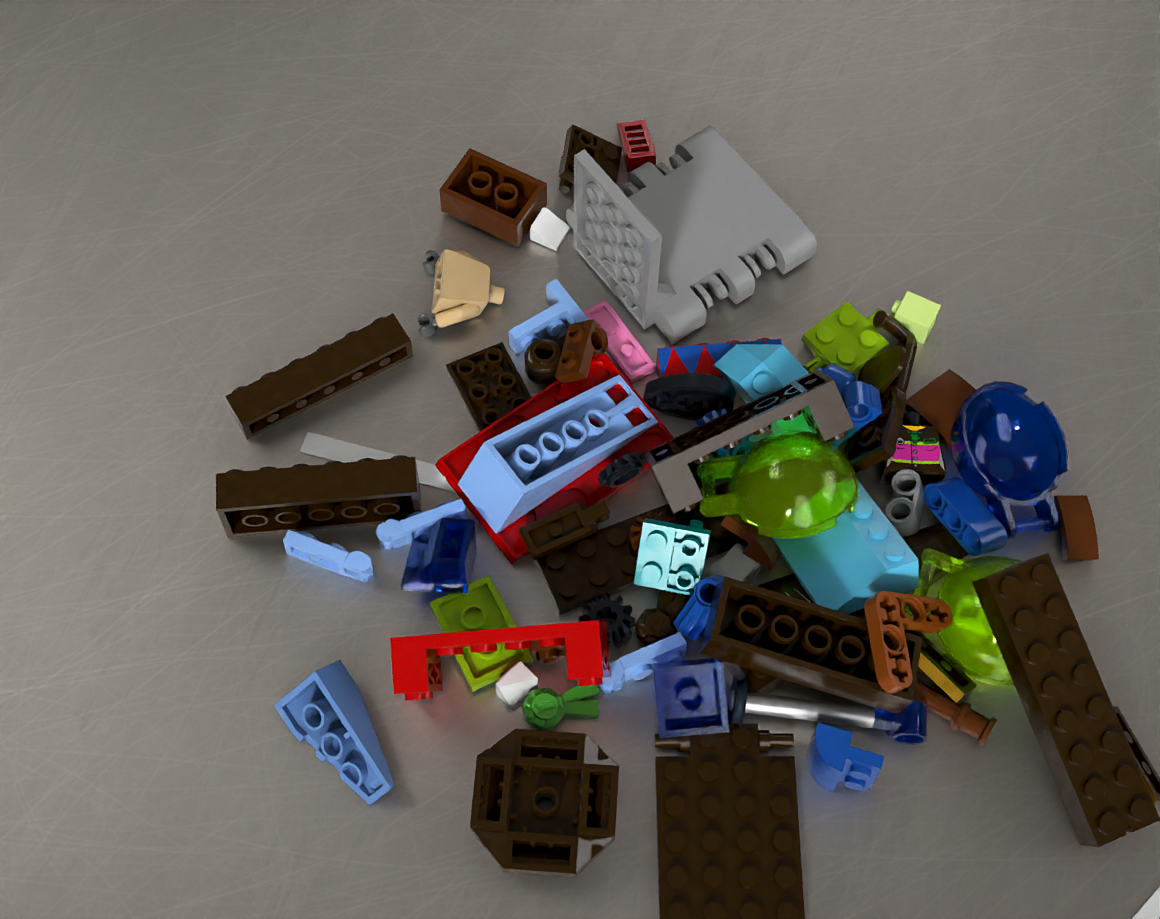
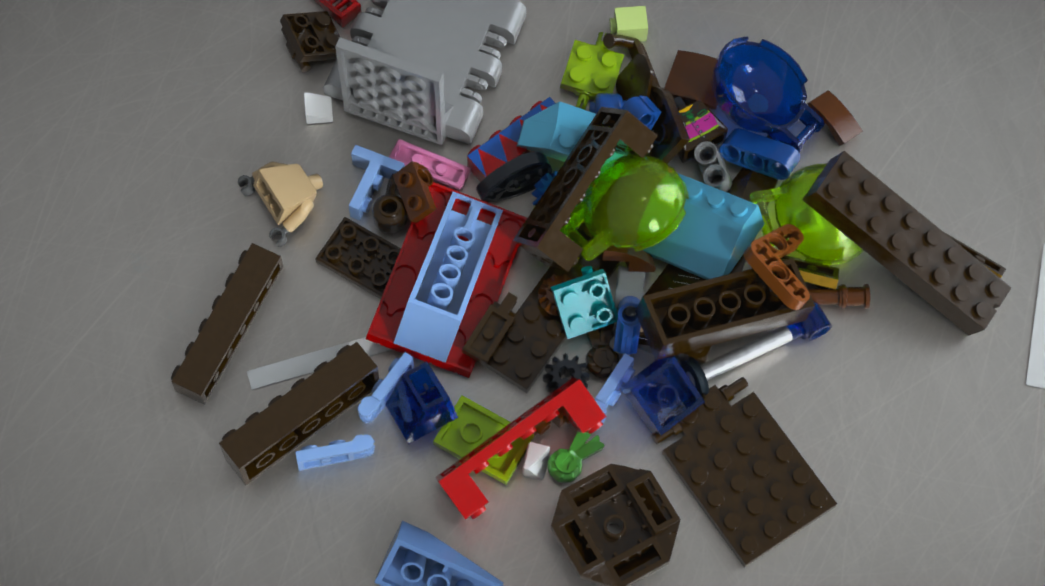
camera: 35 degrees left, 5 degrees up
(493, 197) = (260, 106): reddish brown brick -> none
(622, 470) = (506, 261): black gear -> none
(833, 760) = (781, 376): blue brick -> none

